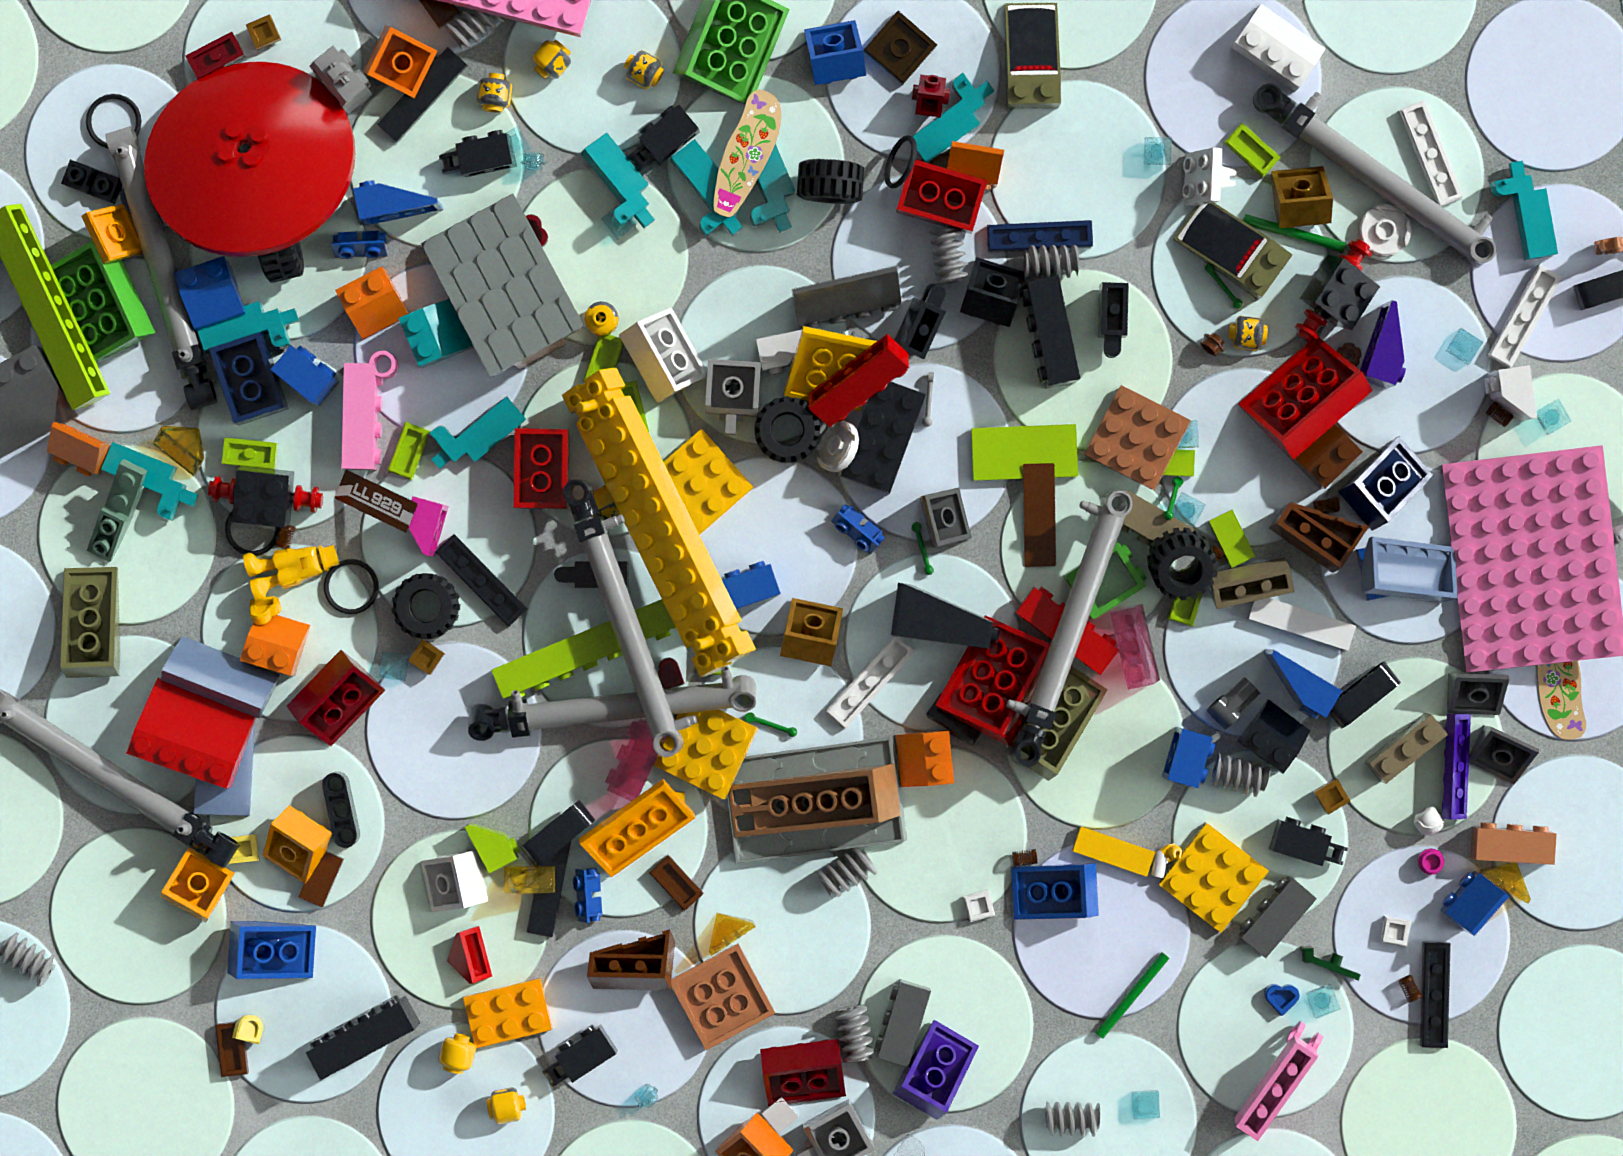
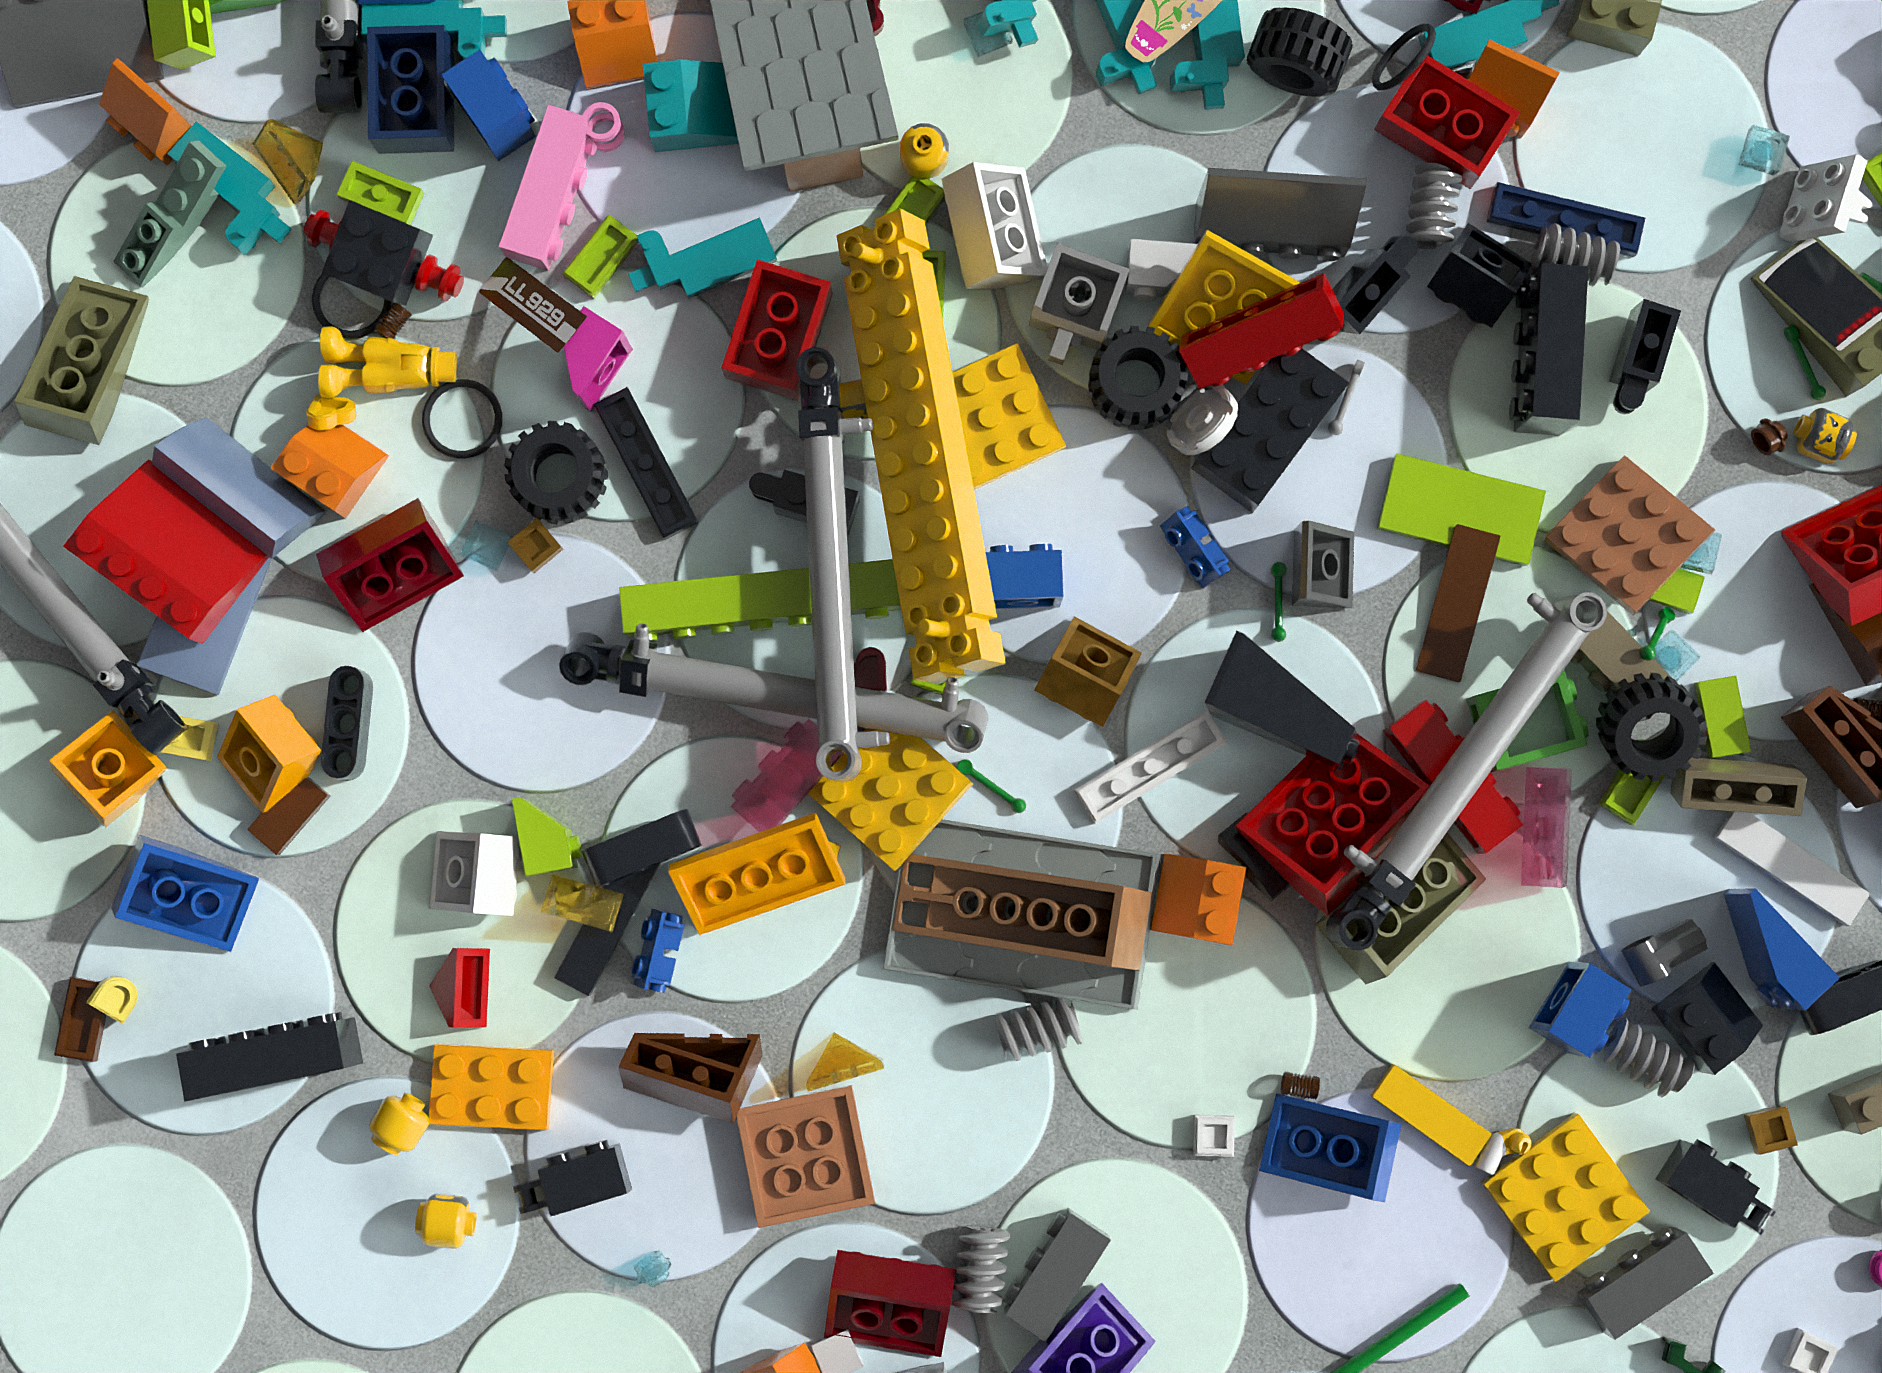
camera: 15 degrees right, 5 degrees down
(676, 882) = (789, 971): reddish brown tile -> none

